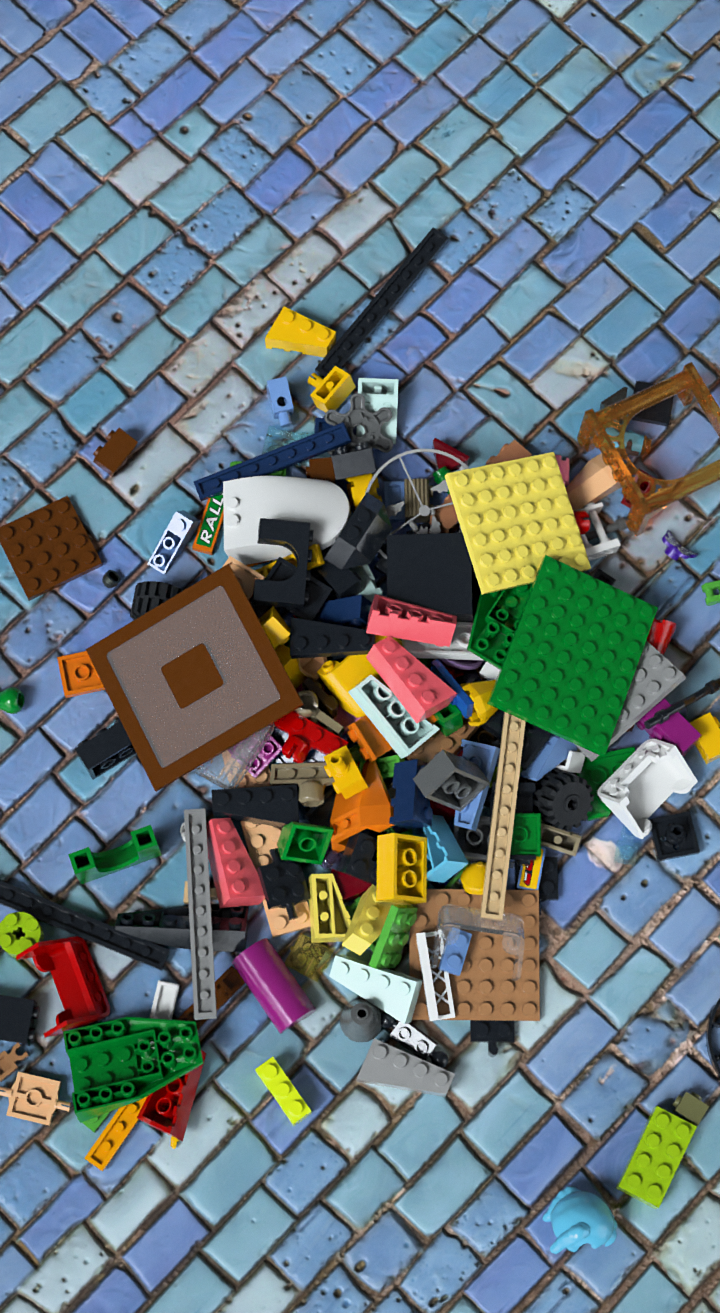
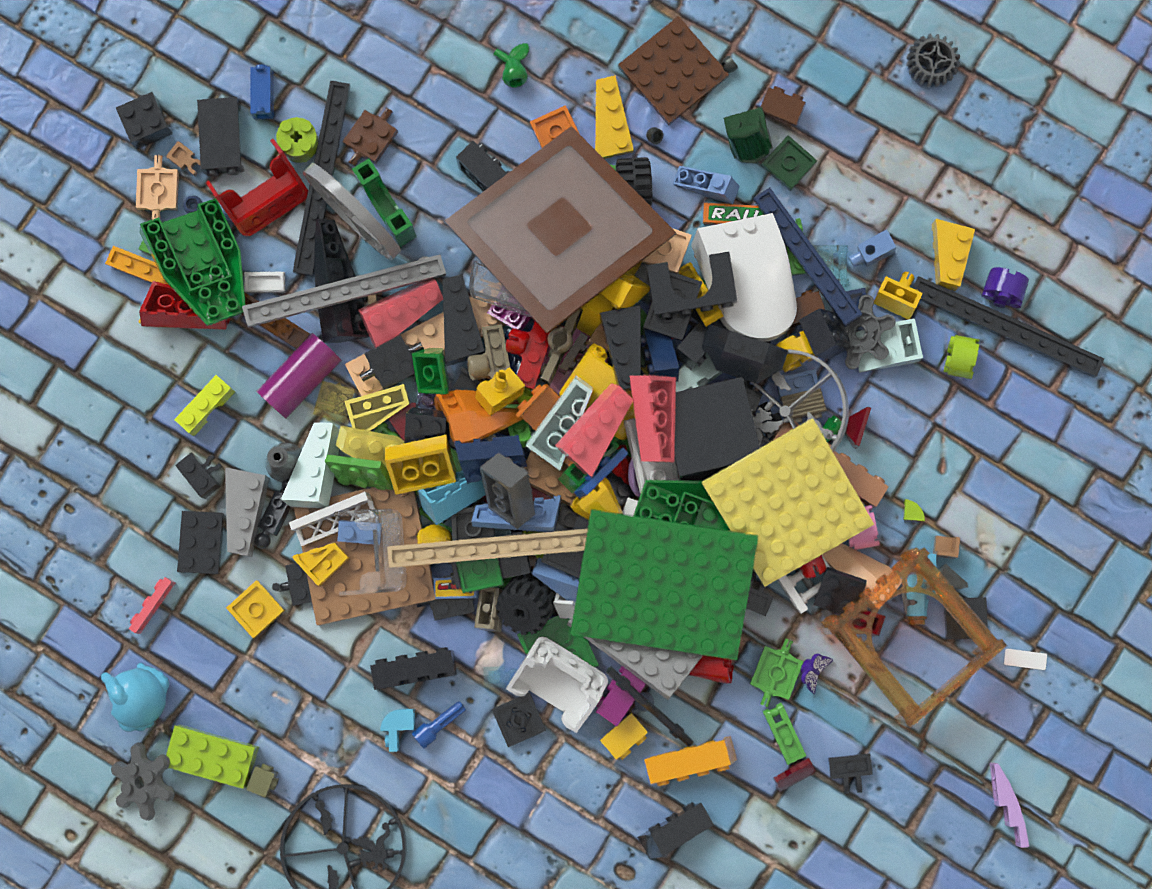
camera: 80 degrees right, 10 degrees up
(36, 861) = (370, 136): none -> reddish brown plate
(54, 1063) = (189, 201): none -> dark blue plate
(57, 493) = (729, 64): none -> pearl dark grey hinge
(82, 618) = (611, 128): none -> yellow wing
(109, 314) = (948, 61): none -> dark grey gear
(120, 881) = (351, 211): none -> light grey piece
(136, 489) = (748, 135): none -> dark green piece
(172, 460) = (789, 163): none -> dark green plate
(346, 293) = (1005, 287): none -> dark purple brick
(357, 1112) = (198, 475): none -> black brick
(403, 346) = (962, 357): none -> lime brick
(427, 1127) = (200, 542): none -> black plate
(477, 997) = (321, 562): none -> yellow wing
(483, 1191) = (151, 605): none -> coral plate
(510, 1081) = (255, 609): none -> yellow plate
(540, 426) = (912, 511): none -> lime tile
(581, 402) = (946, 547): none -> medium nougat panel
(604, 927) = (413, 669): none -> black wedge
(607, 505) = (838, 590): none -> black plate
(653, 957) = (397, 720): none -> medium azure brick
(663, 1222) = (153, 783): none -> dark grey plate
(671, 929) = (426, 733): none -> blue piece
(672, 583) = (776, 672): none -> bright green plate
(701, 358) = (1025, 659): none -> white sticker

